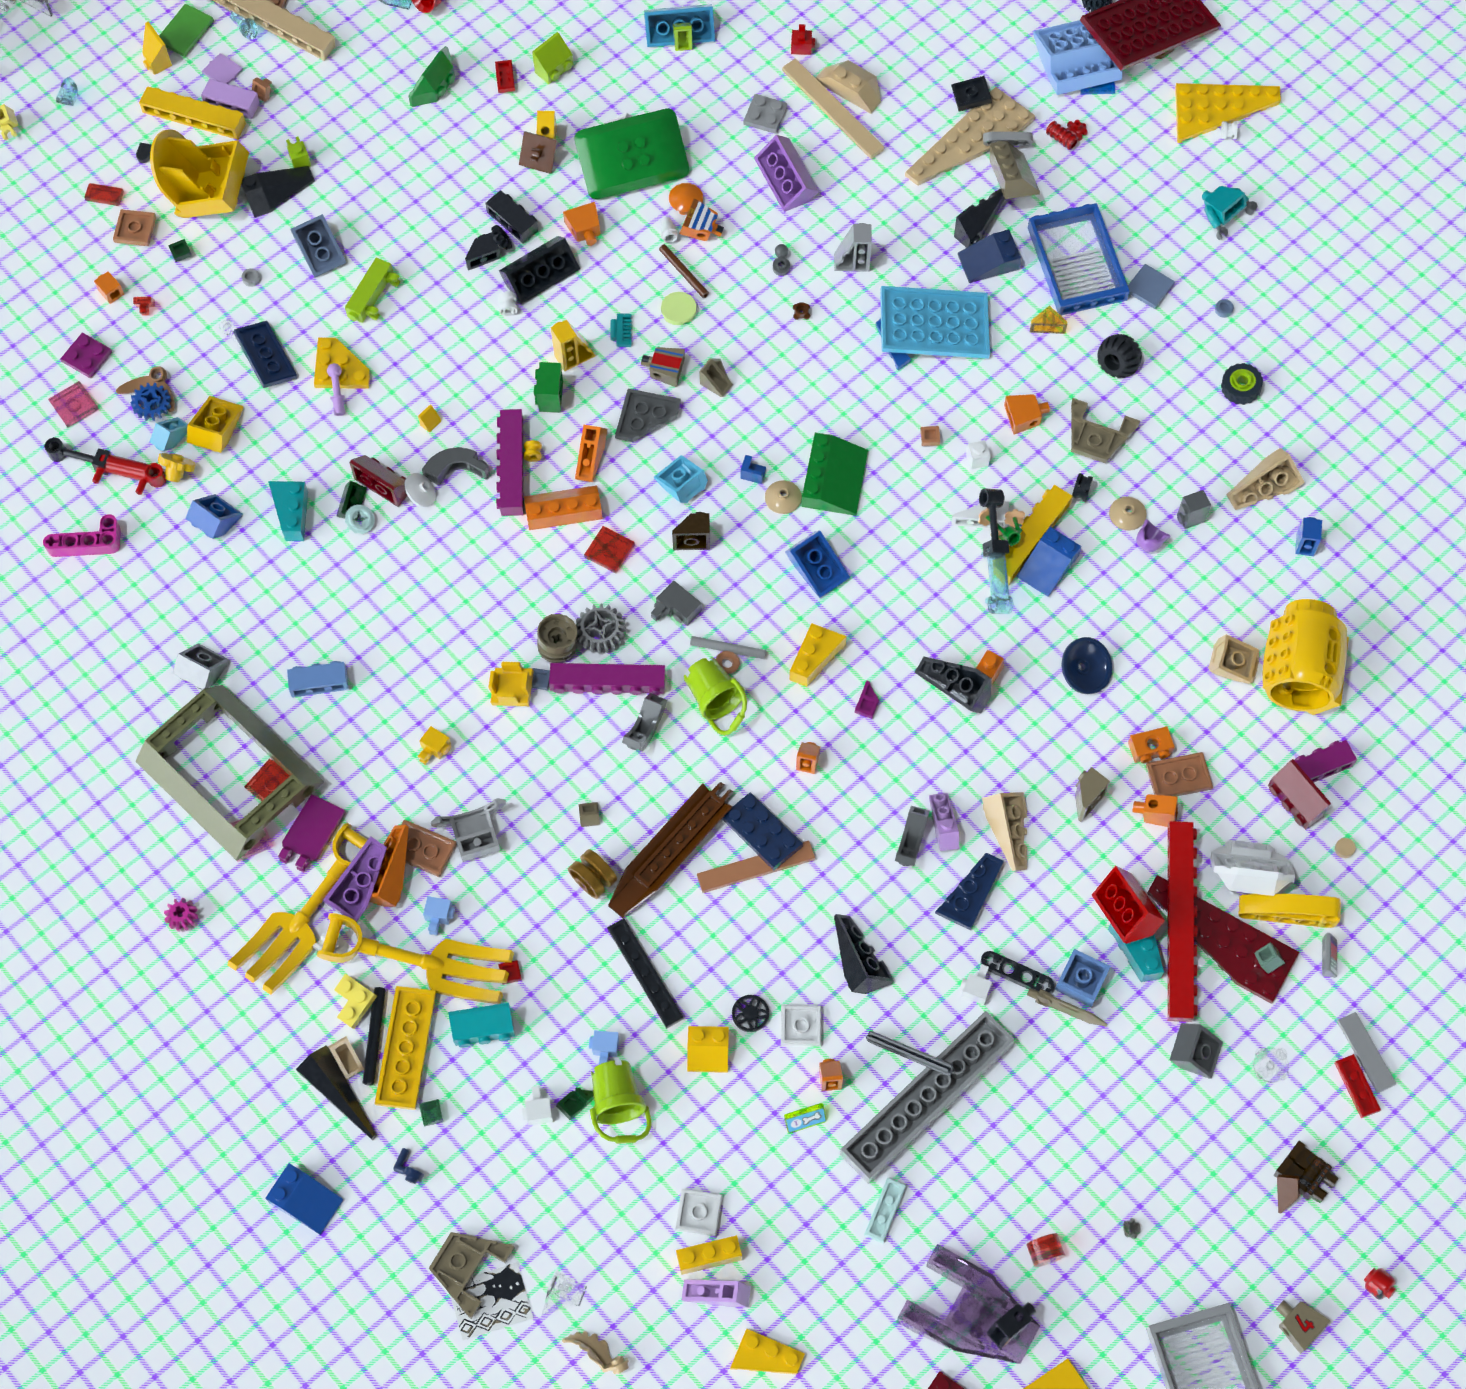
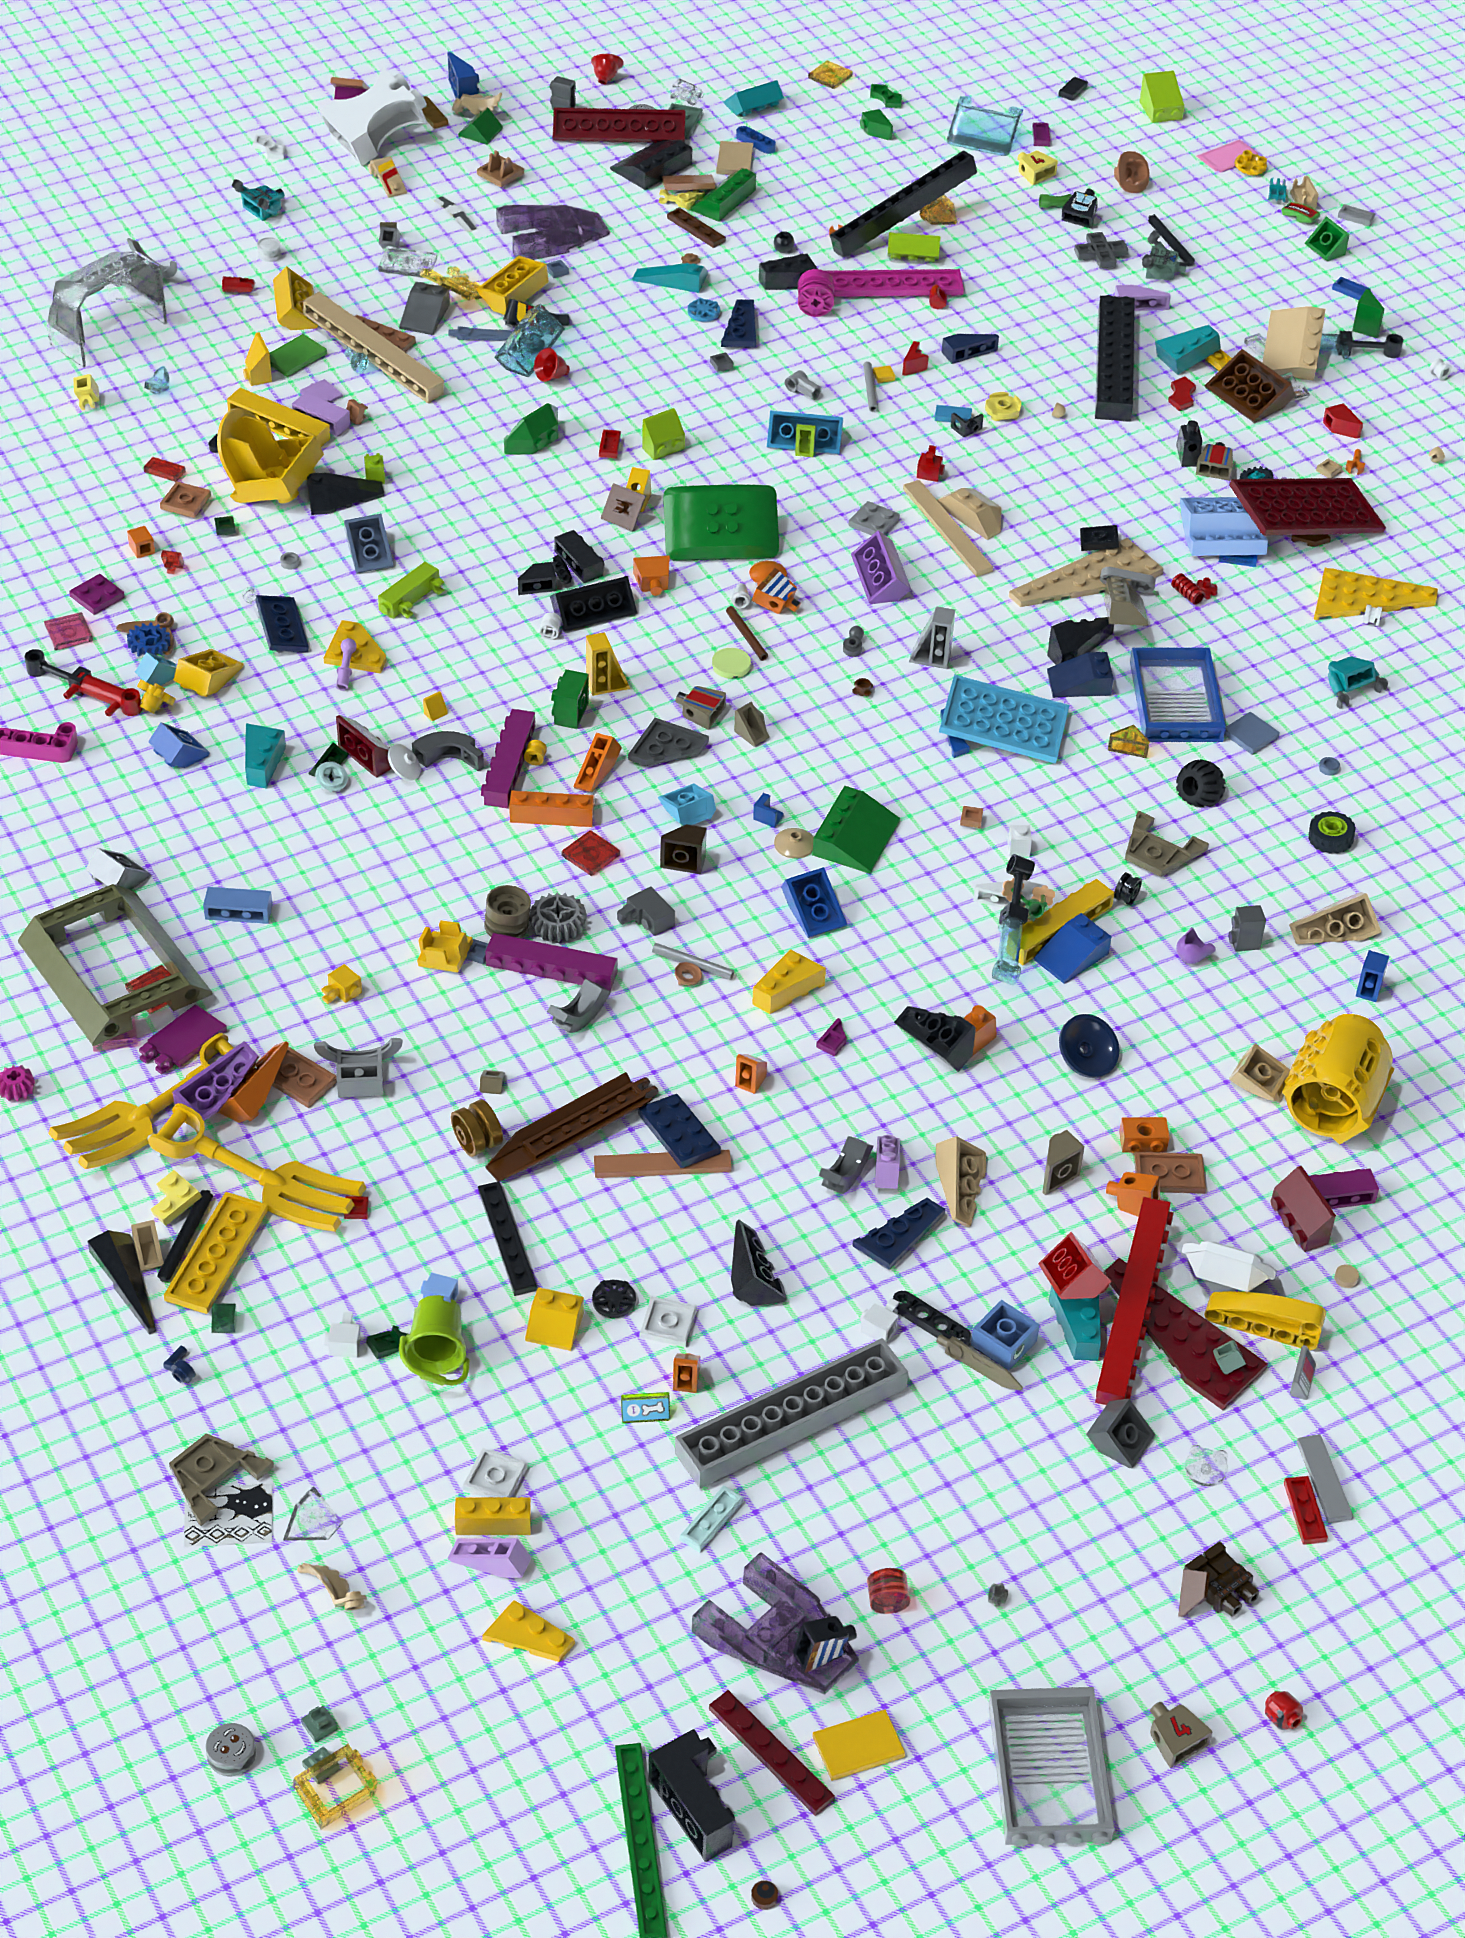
camera: 10 degrees right, 20 degrees down
(304, 1199) = (52, 1369): blue slope -> none
(437, 912) = (294, 1134): light blue brick -> none
(482, 1024) = (308, 1242): teal slope -> none
(619, 331) = (664, 670): teal piece -> none
(716, 693) = (665, 991): lime piece -> none
(910, 1053) = (784, 1362): axle -> none
(1024, 412) = (1082, 813): orange torso -> none
(1127, 520) = (1172, 924): tan dish -> none

